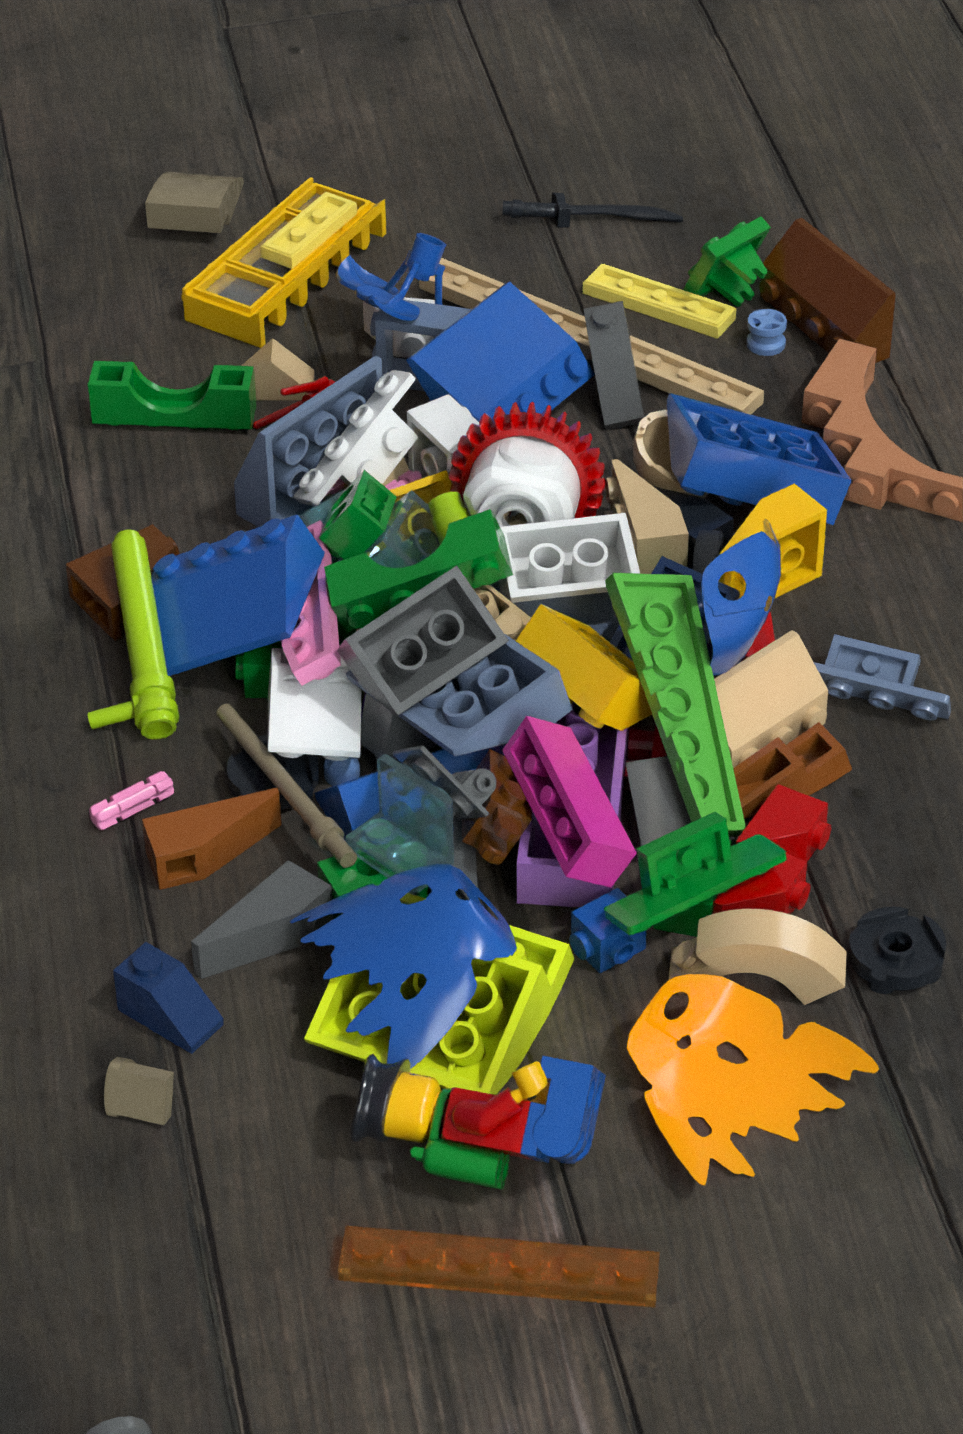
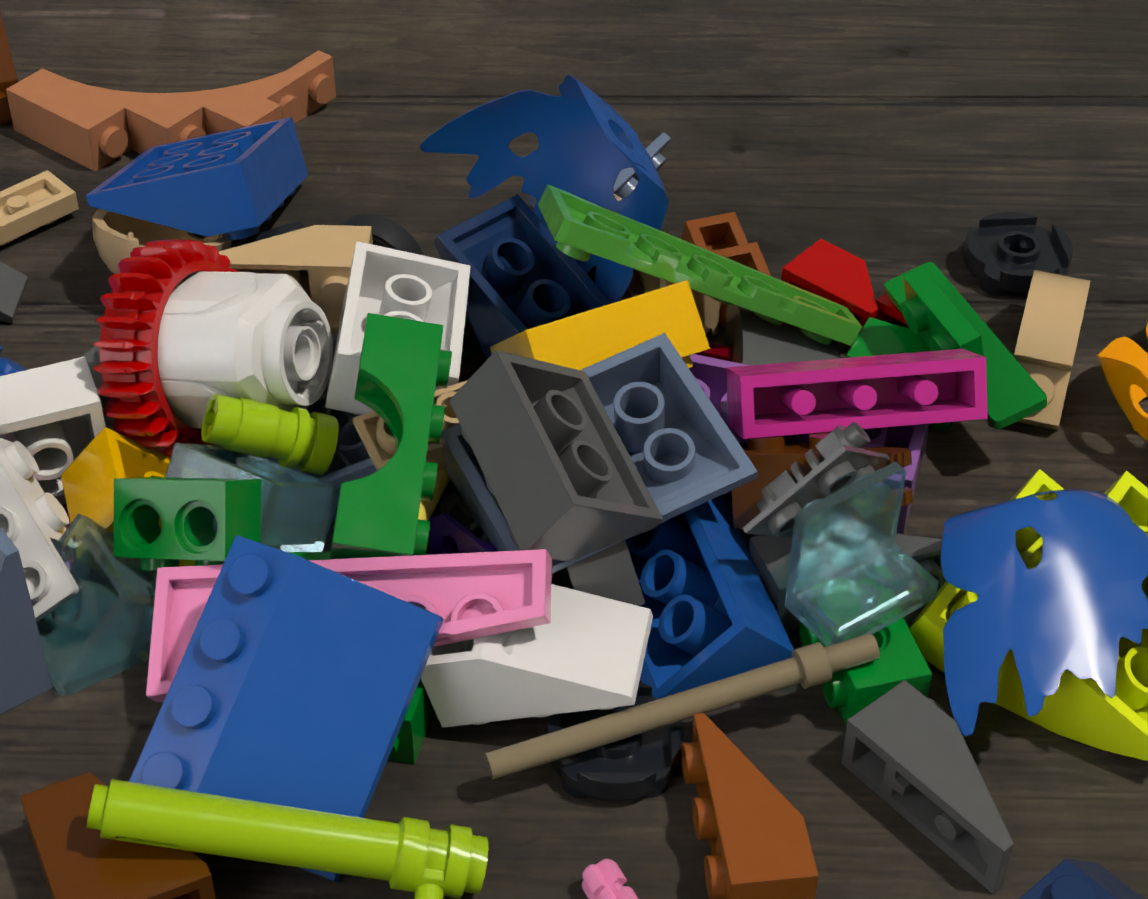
camera: 80 degrees left, 0 degrees up
(598, 939) = (979, 458): blue brick -> none
(800, 530) = (365, 176): yellow slope -> none

